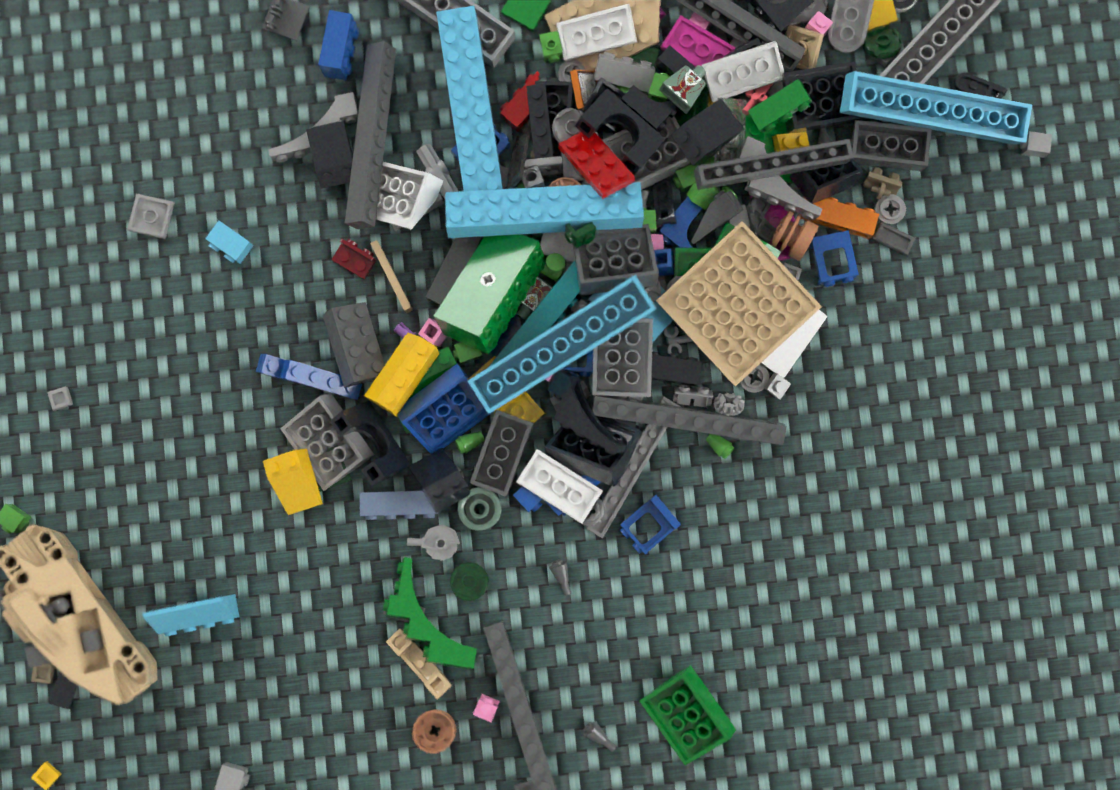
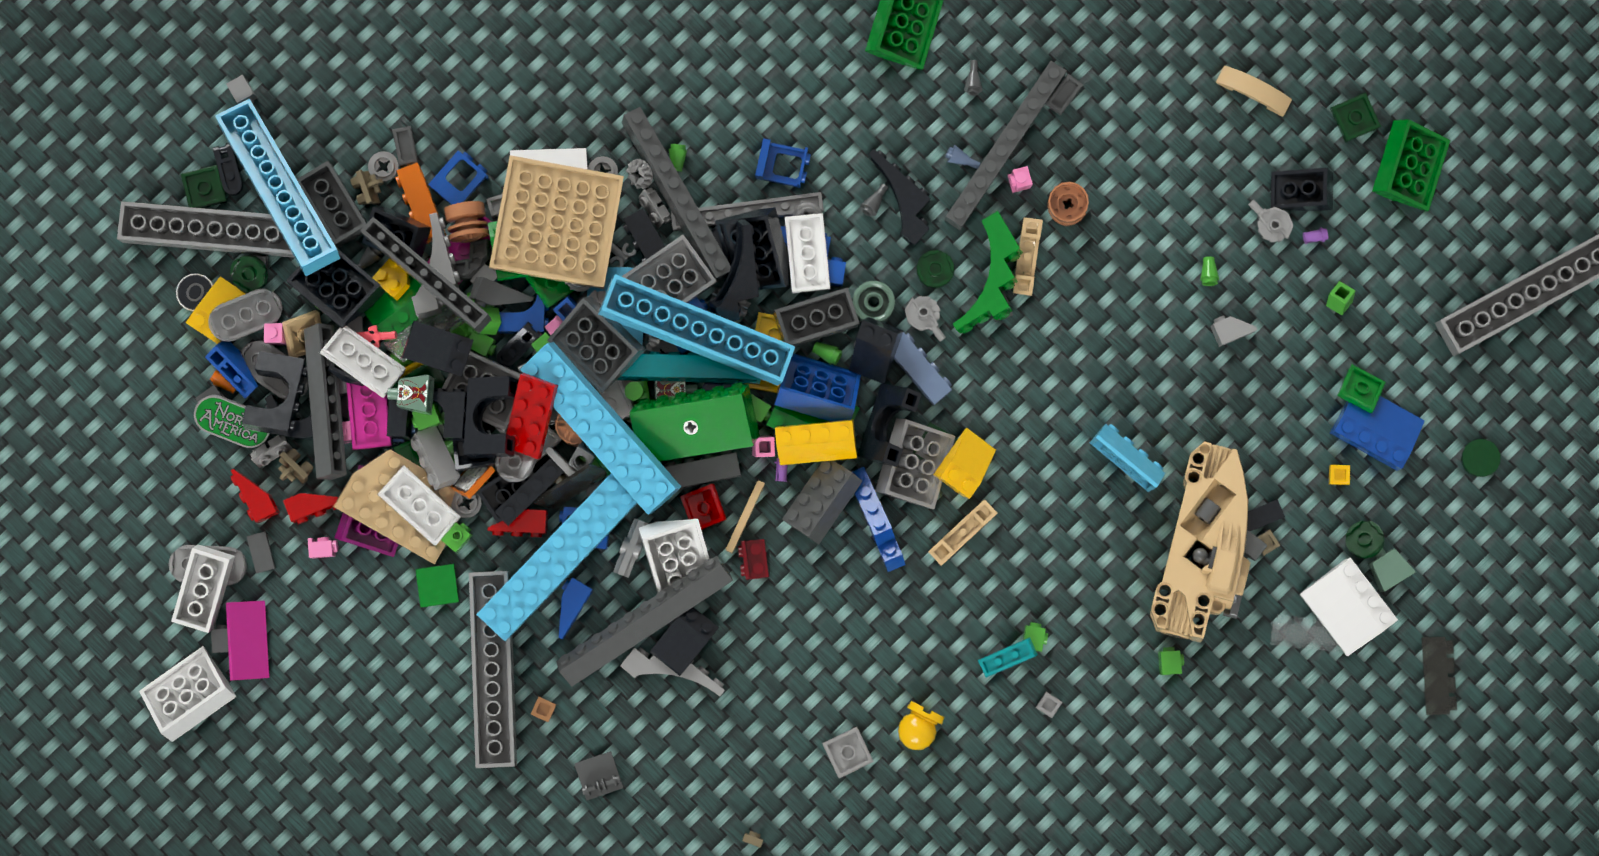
camera: 130 degrees left, 0 degrees up
(118, 393) = (1007, 657): none -> teal tile
(118, 427) = (1036, 635): none -> bright green brick
(122, 283) = (918, 728): none -> yellow tile
(143, 93) = (753, 838): none -> dark tan plate
(229, 242) = (819, 669): medium azure brick -> none
(244, 436) = (962, 532): none -> tan slope
(338, 45) = (590, 707): blue brick -> none
(368, 13) = (543, 709): none -> medium nougat plate
(424, 250) = (704, 506): none -> red slope
(432, 96) = (573, 600): none -> blue slope
(542, 605) = (909, 198): none -> black arch
(544, 672) = (957, 156): none -> sand blue cone
(581, 236) = (596, 378): dark green bracket -> none
(777, 386) = (595, 148): plate -> none
(780, 106) = (371, 307): green brick -> none
(979, 59) = (204, 187): none -> dark green tile

